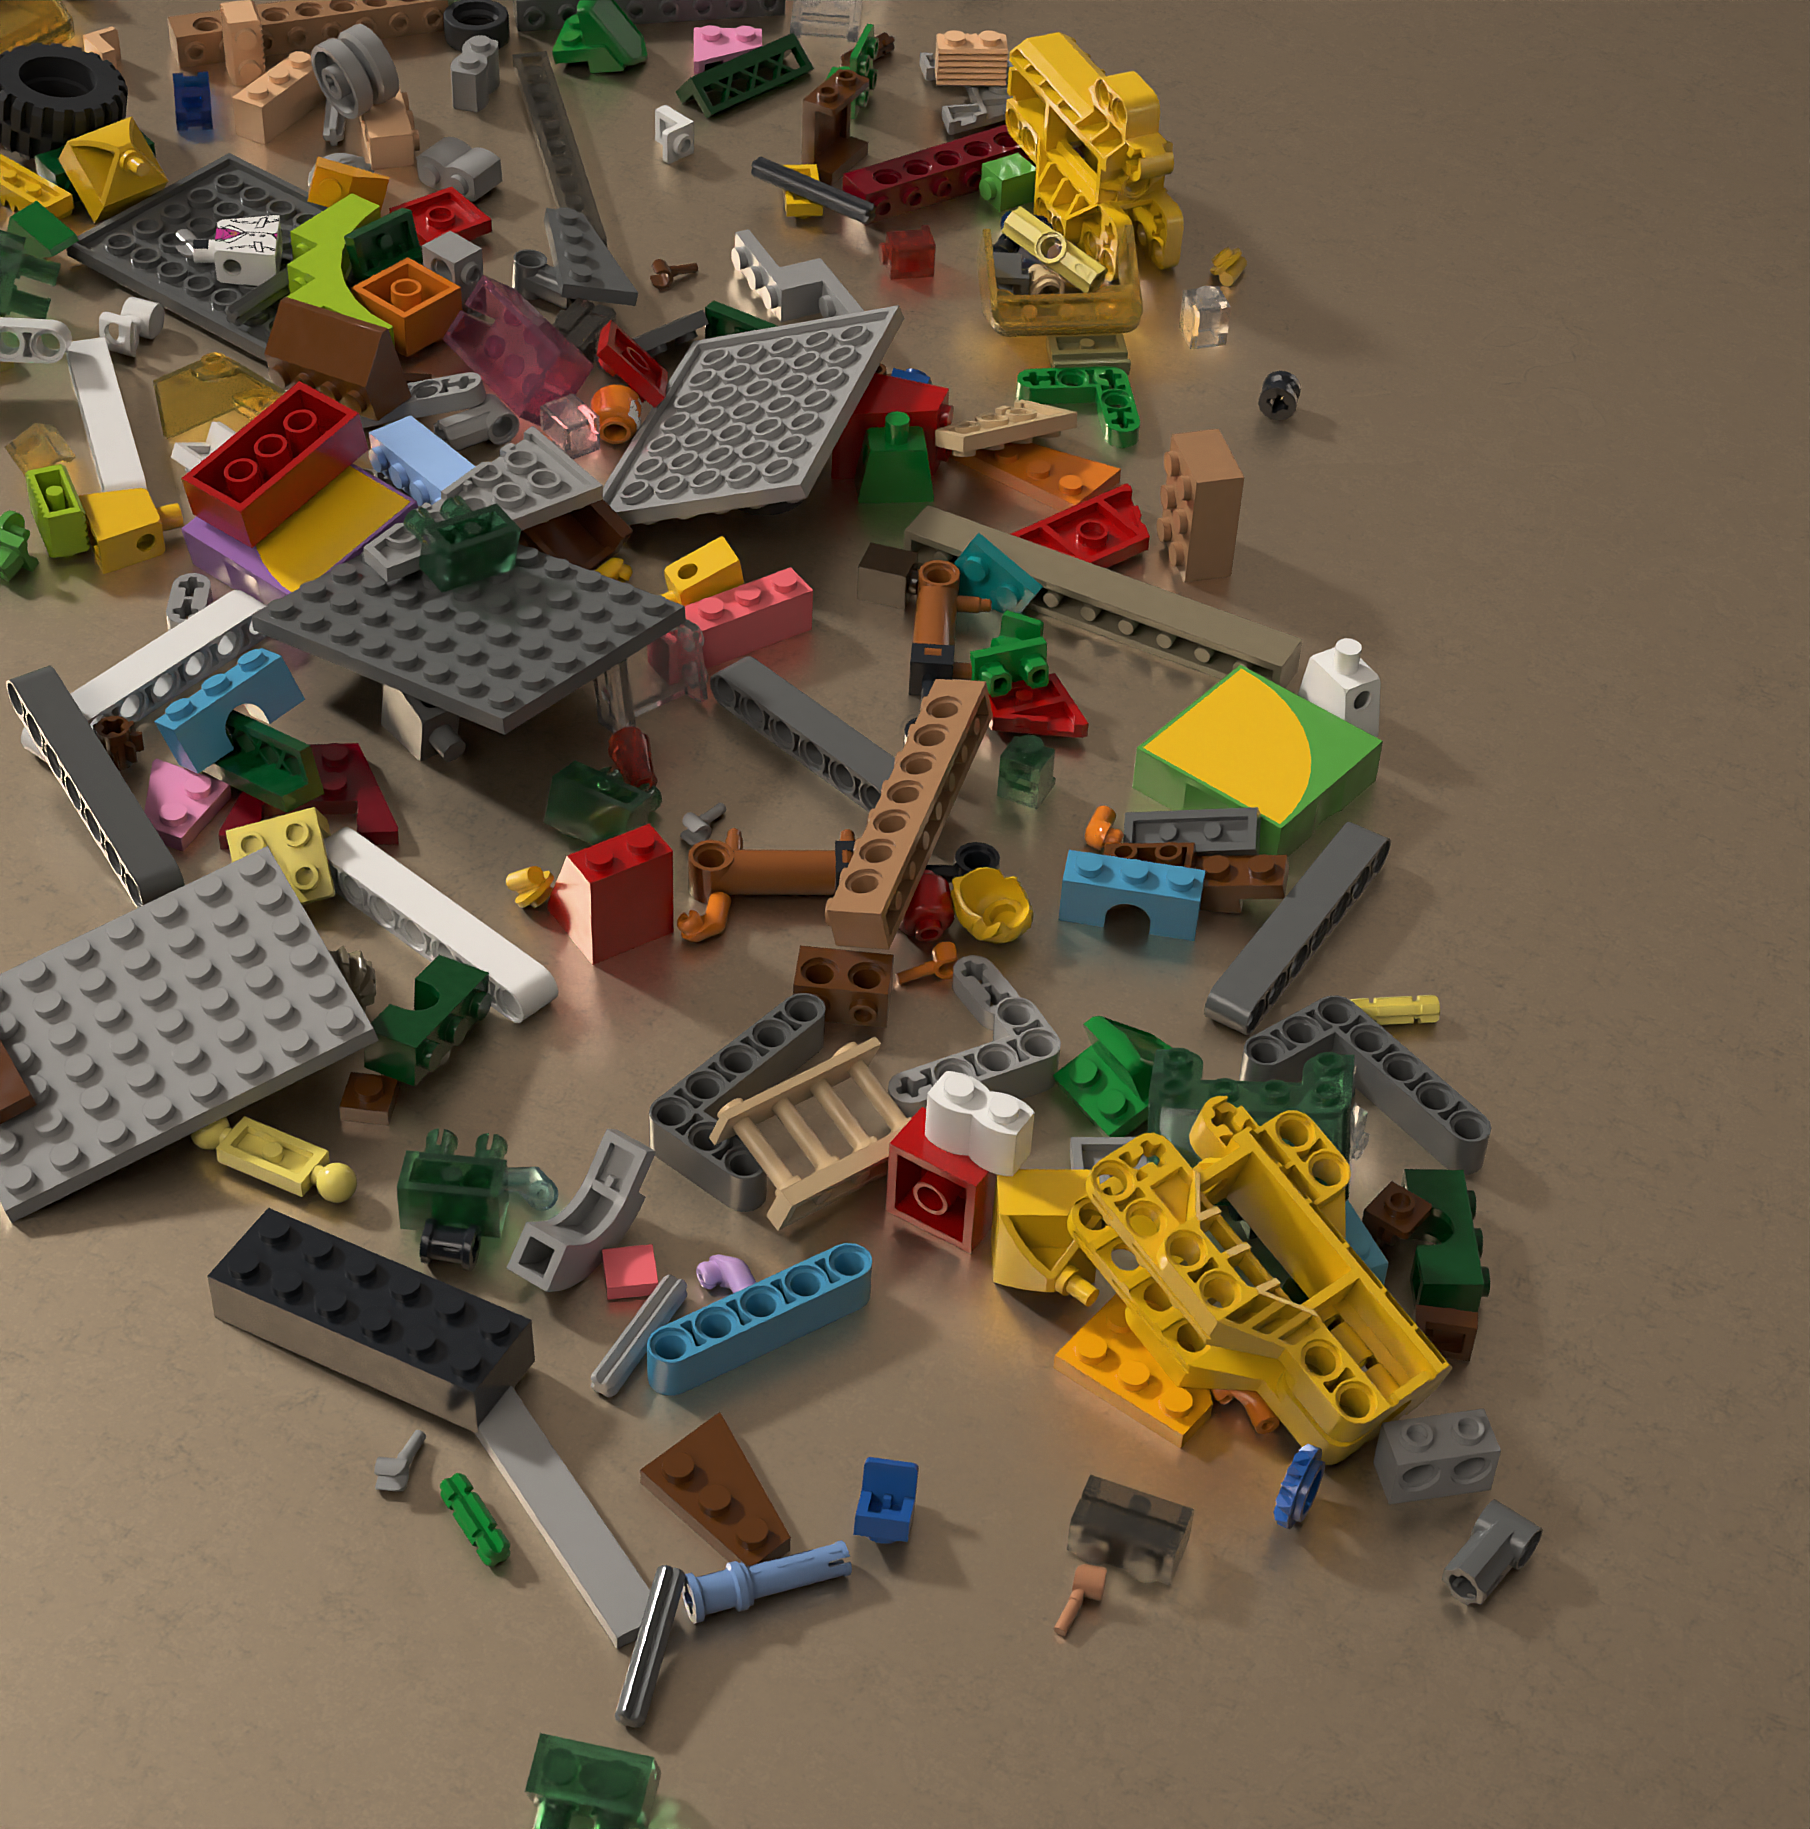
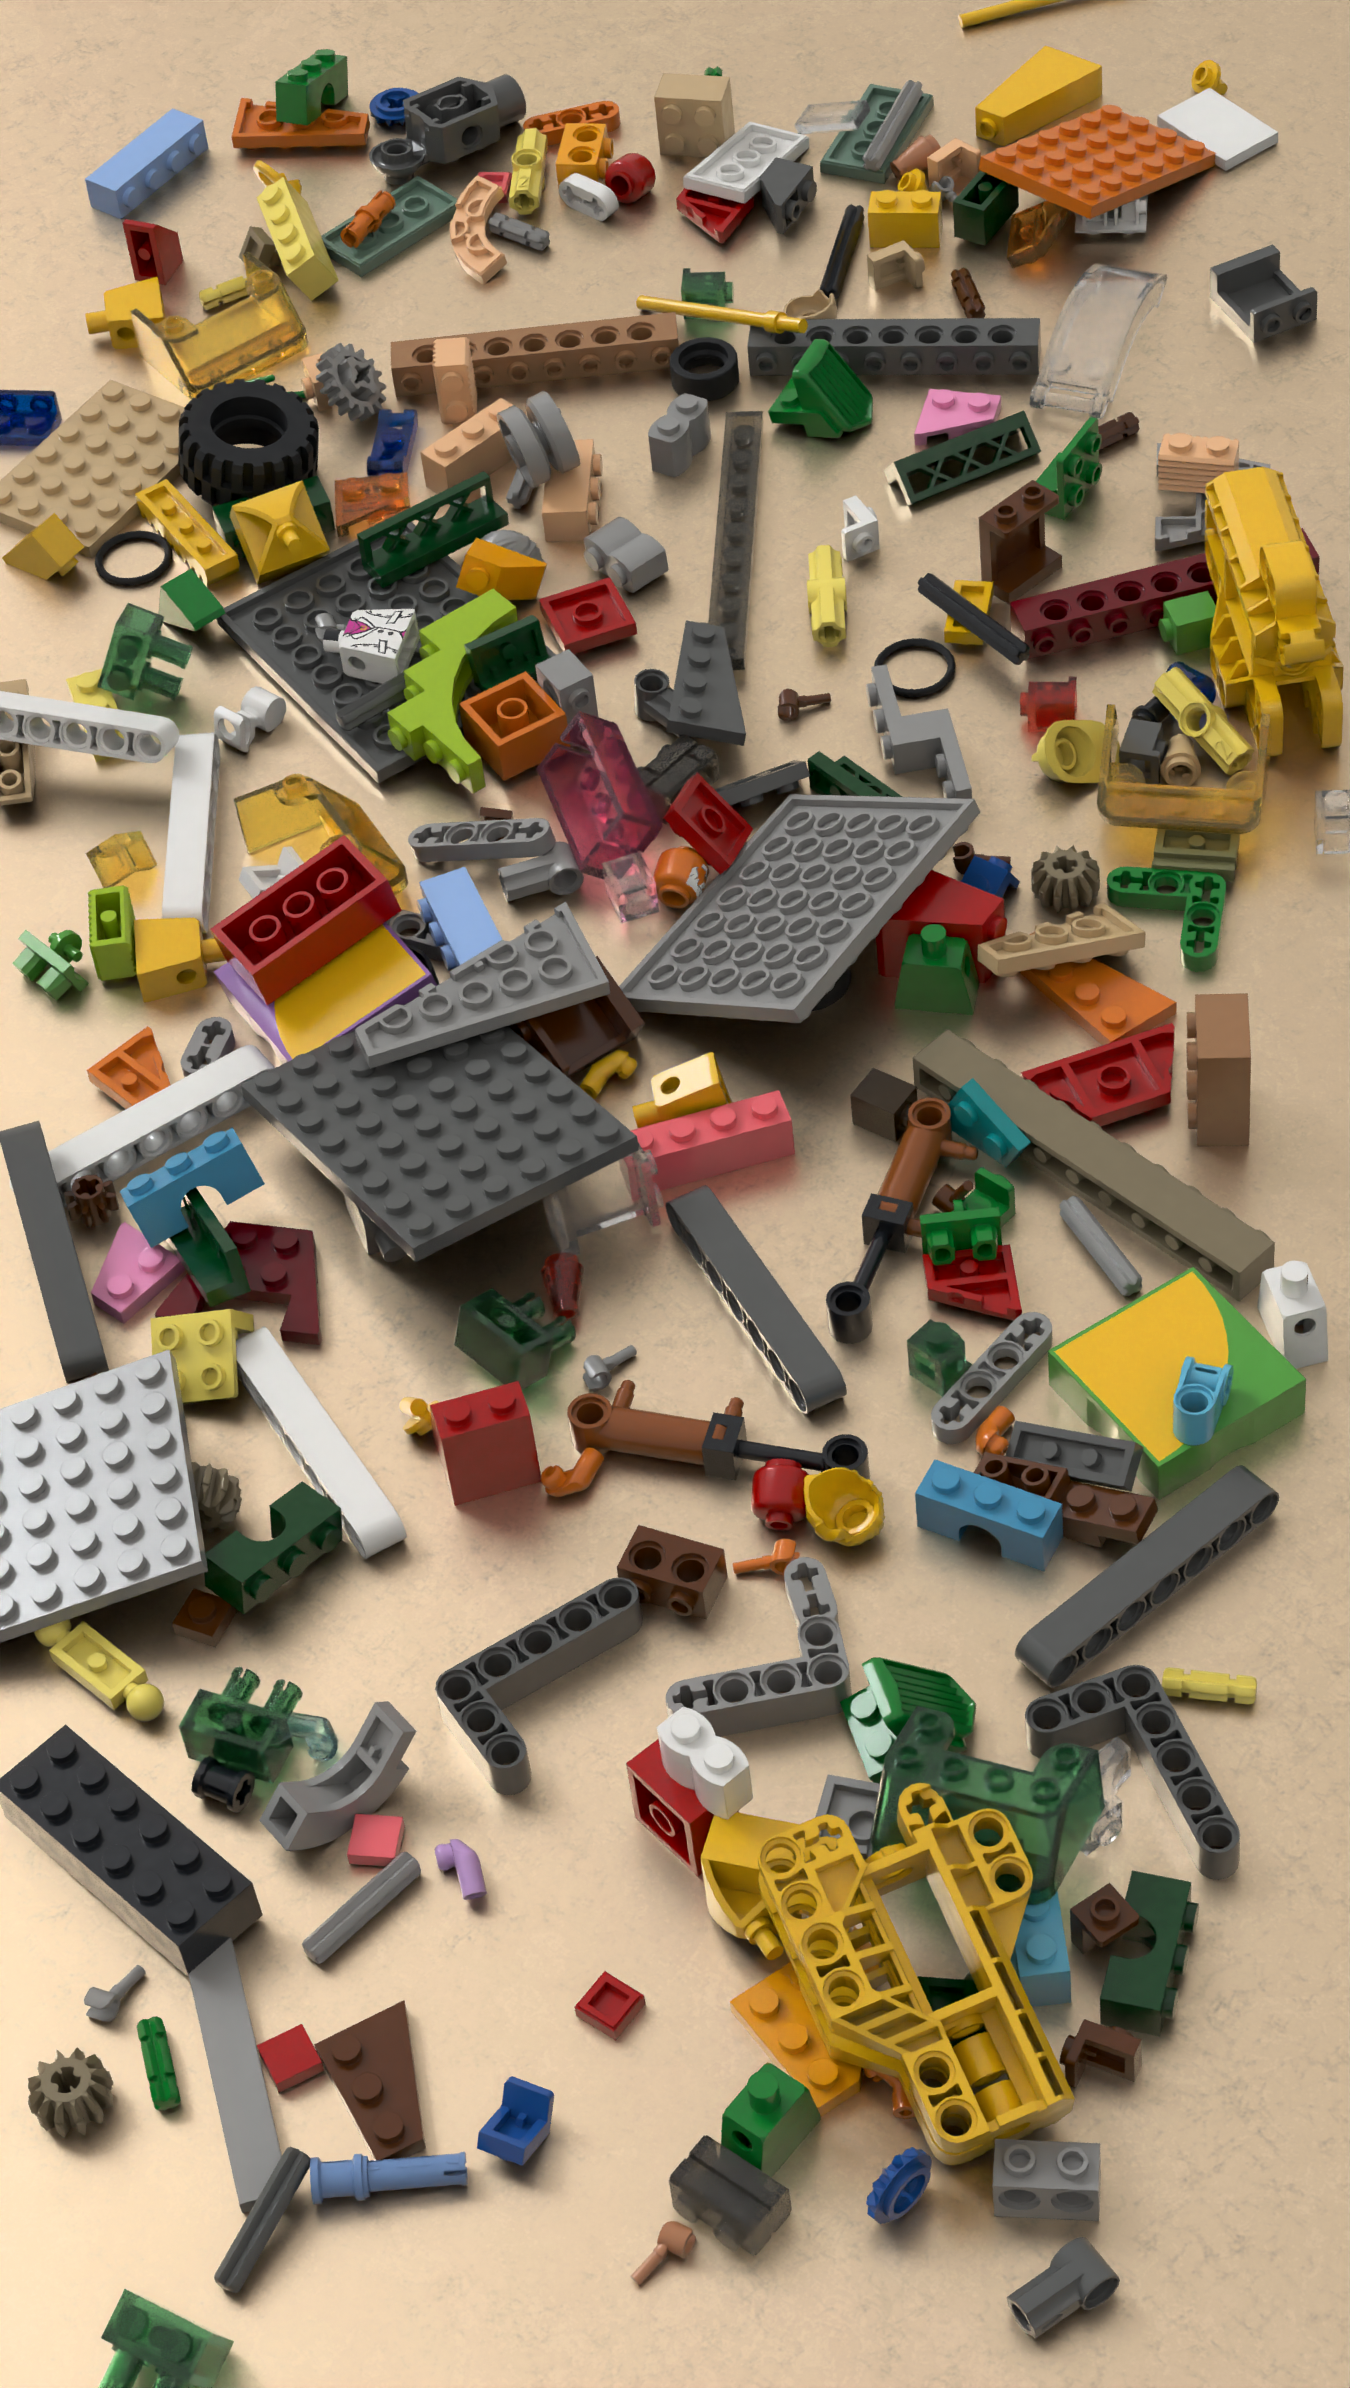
camera: 25 degrees right, 5 degrees up
(115, 629) = (131, 1070): none -> orange wing
(139, 50) = (351, 382): none -> light grey gear
(187, 145) = (369, 499): none -> clear orange wing
(265, 167) = (431, 537): none -> dark green fence
(336, 357) = (414, 793): reddish brown slope -> none
(391, 1562) = (70, 2092): none -> dark tan gear
(465, 544) = (446, 1044): clear green brick -> none
(617, 1489) = (290, 2058): none -> red tile
(664, 187) = (826, 596): none -> light yellow piece
(758, 1319) = (447, 1908): dark azure beam -> none
(770, 219) = (926, 643): none -> black tyre
(832, 1175) = (583, 1778): tan fence -> none
(909, 815) = (787, 1397): medium nougat brick -> none
(931, 1382) = (610, 2005): none -> red tile
(947, 285) = (1072, 751): none -> light yellow piece
(979, 383) = (1065, 879): none -> dark tan gear
(979, 642) = (944, 1198): none -> reddish brown hand
(1083, 786) = (986, 1374): none -> light grey beam
(1135, 667) = (1100, 1246): none -> light grey axle
(1149, 1435) = (770, 2115): none -> green torso
(1300, 766) = (1200, 1400): none -> medium azure piece

